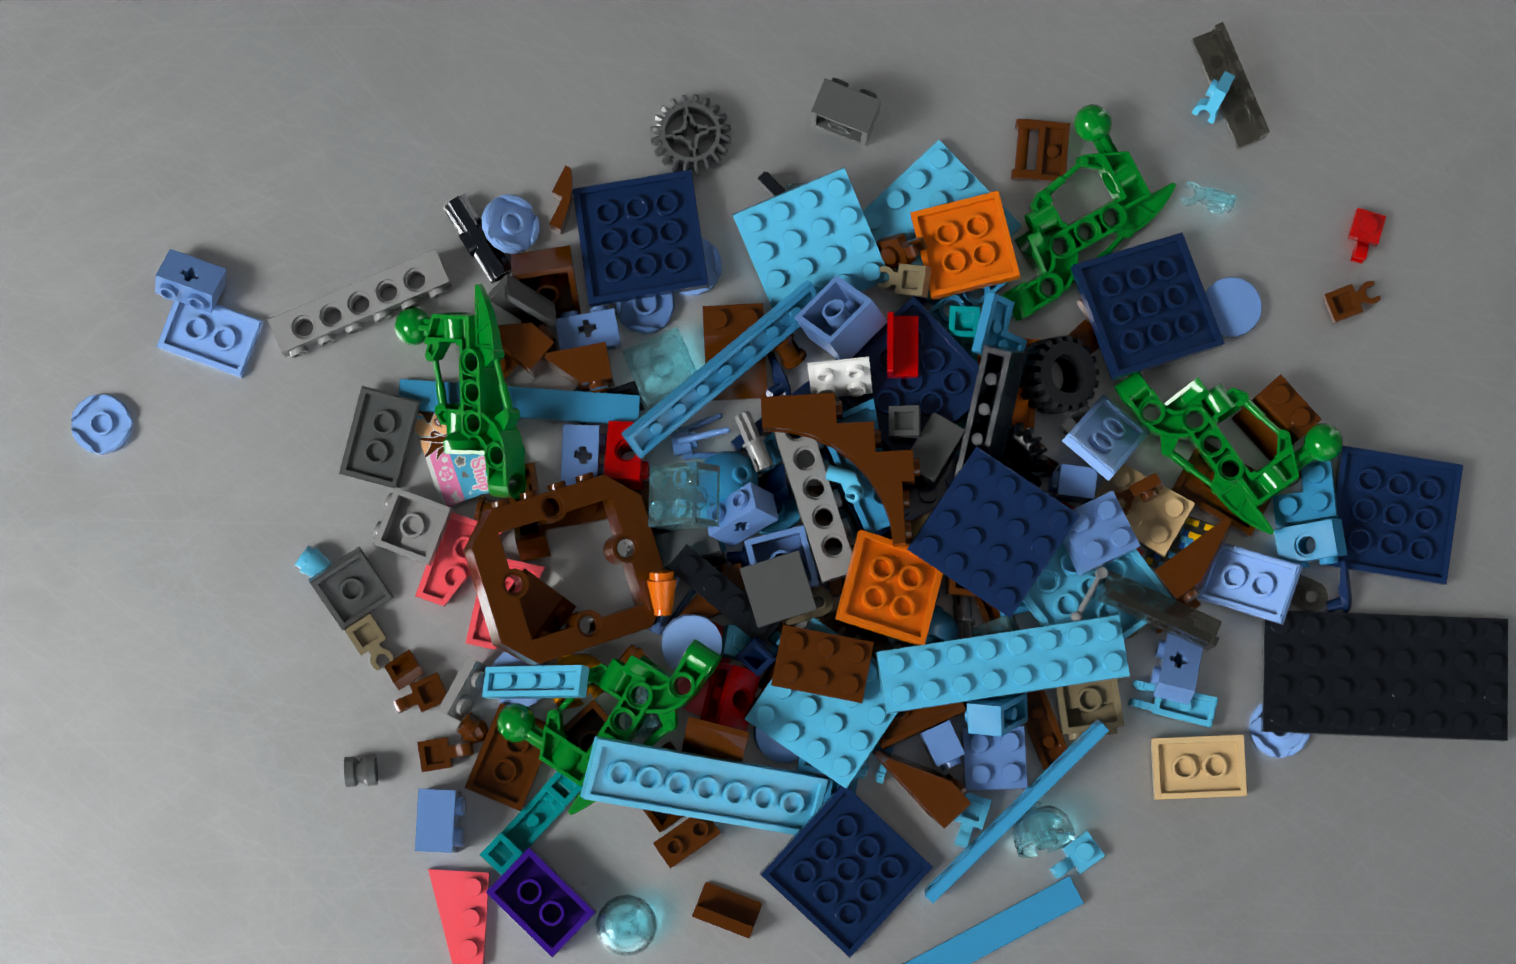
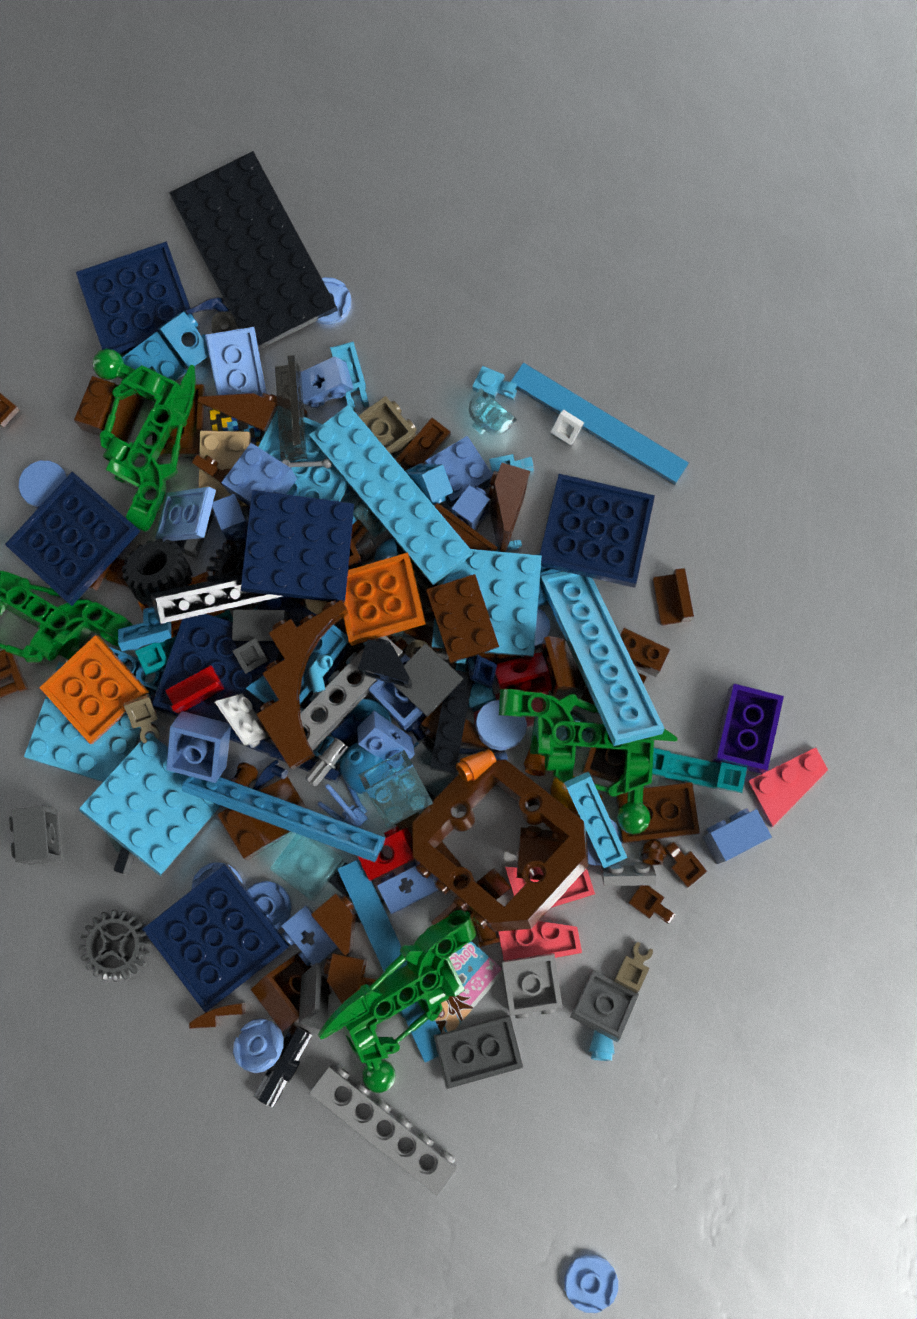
camera: 120 degrees left, 5 degrees down
(190, 281) = (440, 1279): medium blue brick -> none
(213, 339) = (472, 1237): light blue tile -> none
(361, 771) = (733, 917): dark grey wheel -> none
(404, 669) = (641, 928): reddish brown plate -> none
(626, 925) = (725, 662): clear light blue cylinder -> none
(817, 553) = (383, 663): none -> black slope
(898, 250) = (124, 736): reddish brown plate -> none
(980, 907) = (567, 427): none -> white plate
(1016, 810) = (487, 435): dark azure tile -> none
(1198, 767) = (385, 336): tan plate -> none

